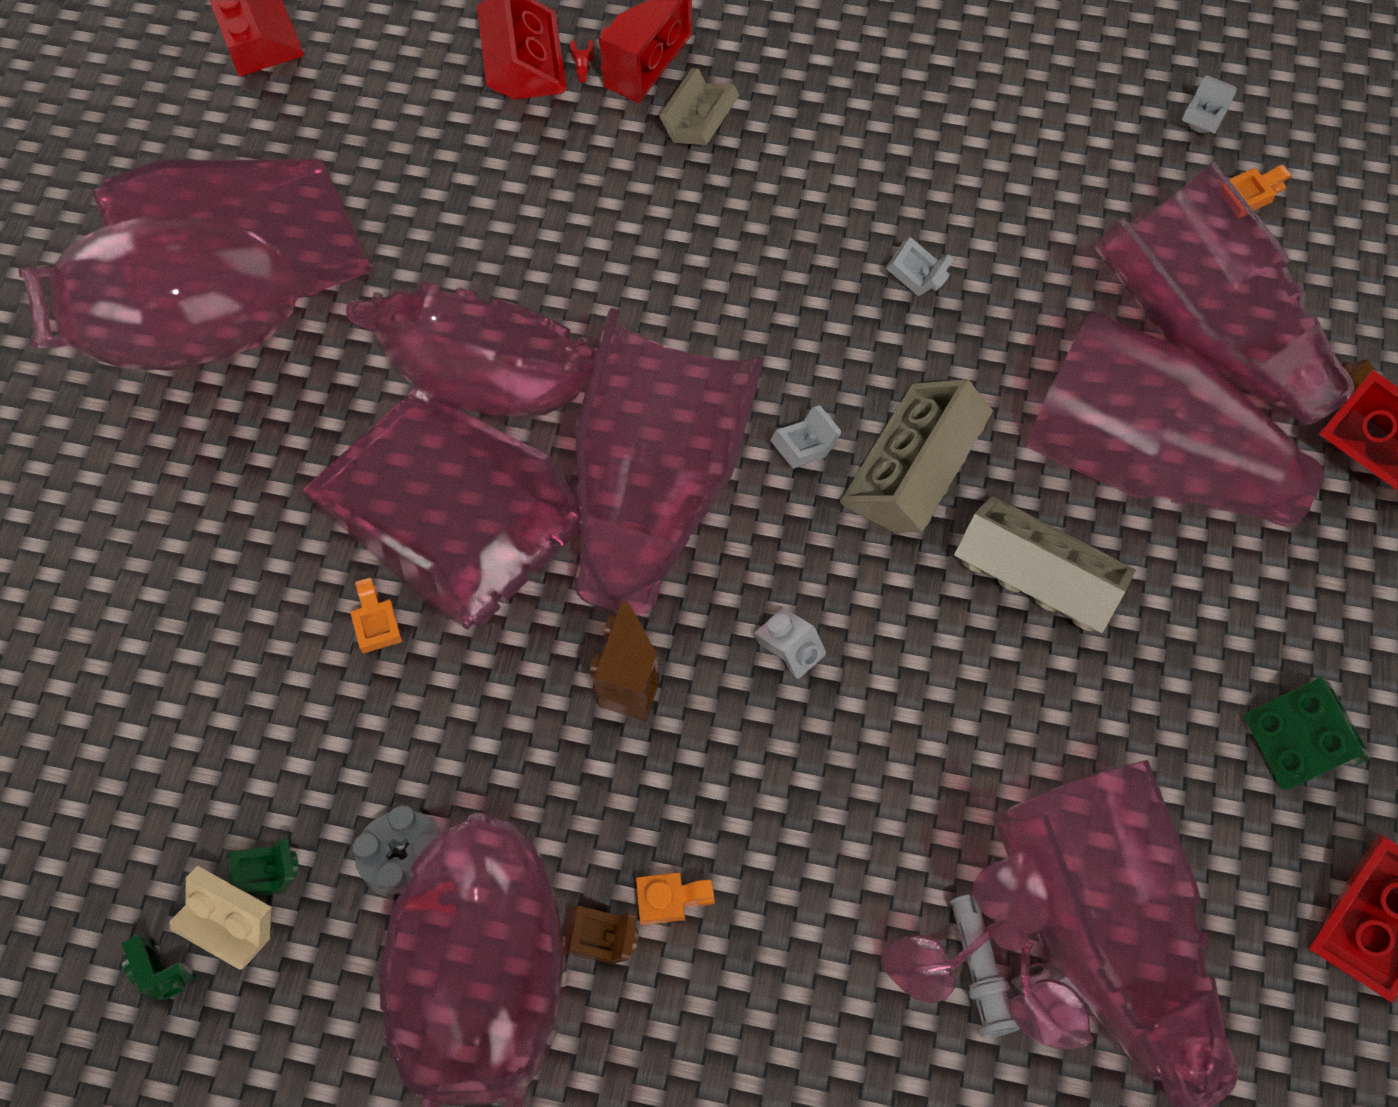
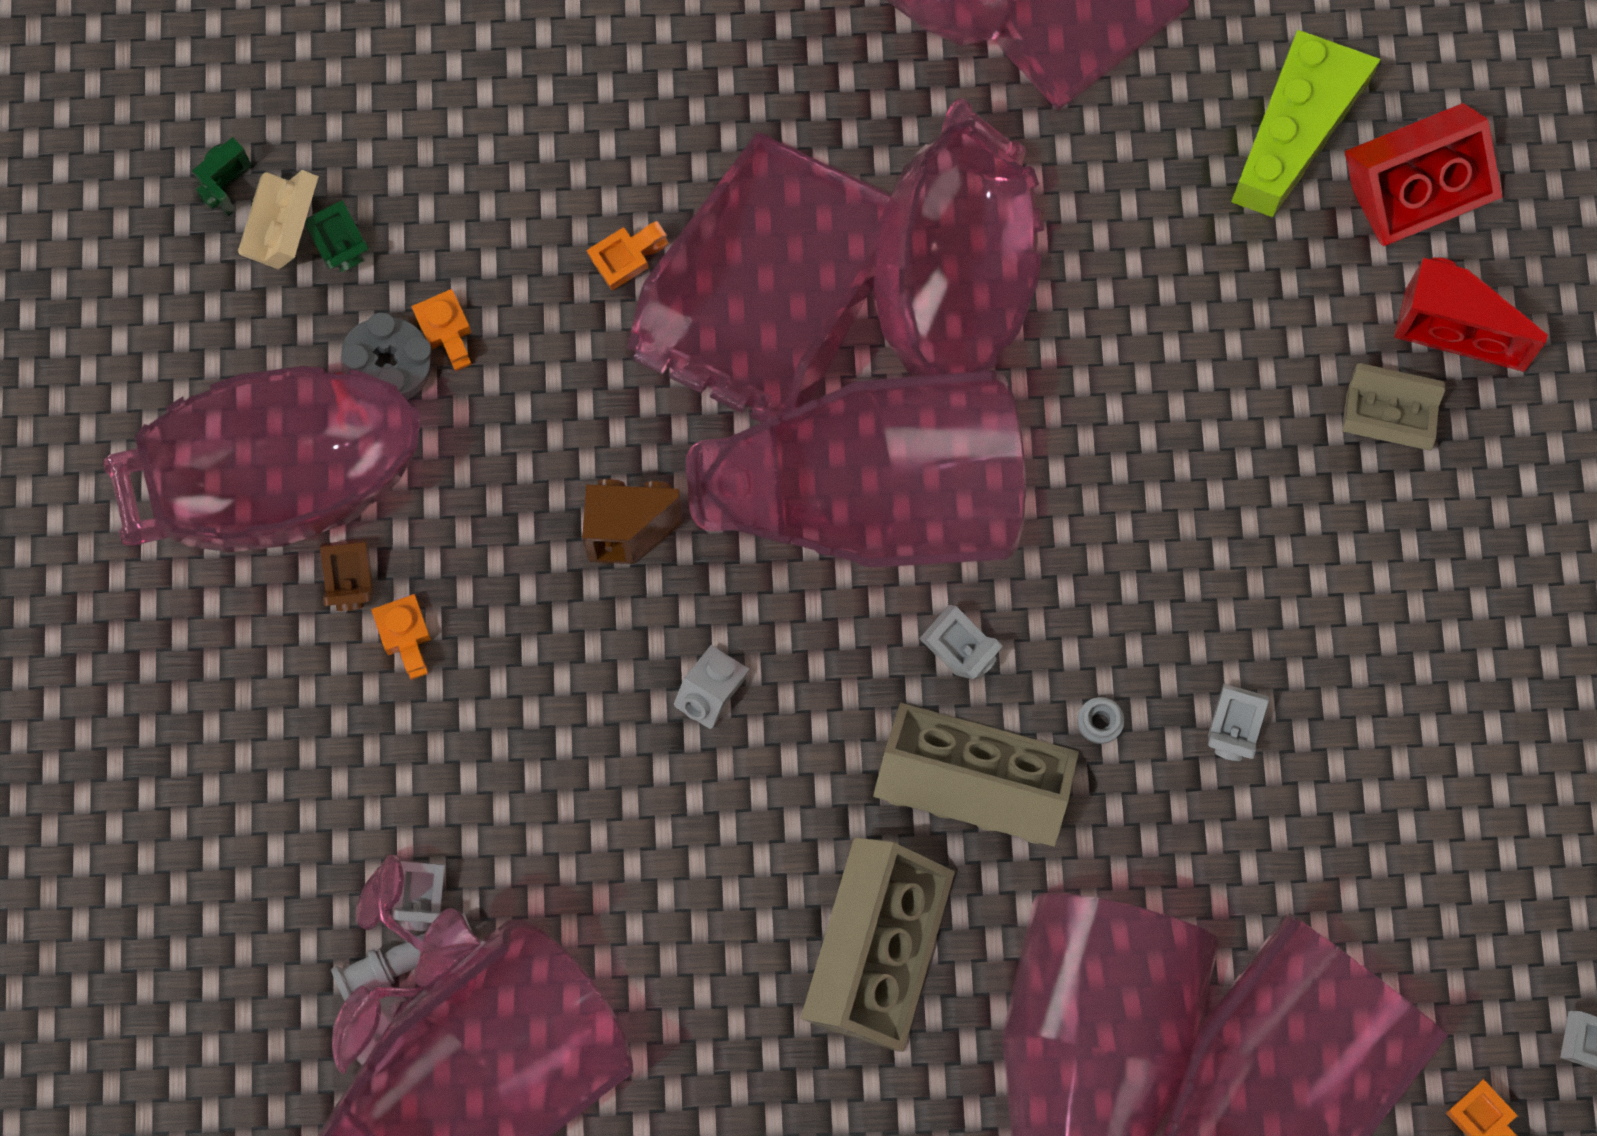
camera: 75 degrees right, 10 degrees up
(382, 792) = (444, 325): none -> orange plate
(446, 107) = (1306, 107): none -> lime wedge
(582, 59) = (1433, 249): red piece -> none
(892, 351) = (1107, 708): none -> light grey plate
(916, 922) = (420, 895): none -> light grey bracket

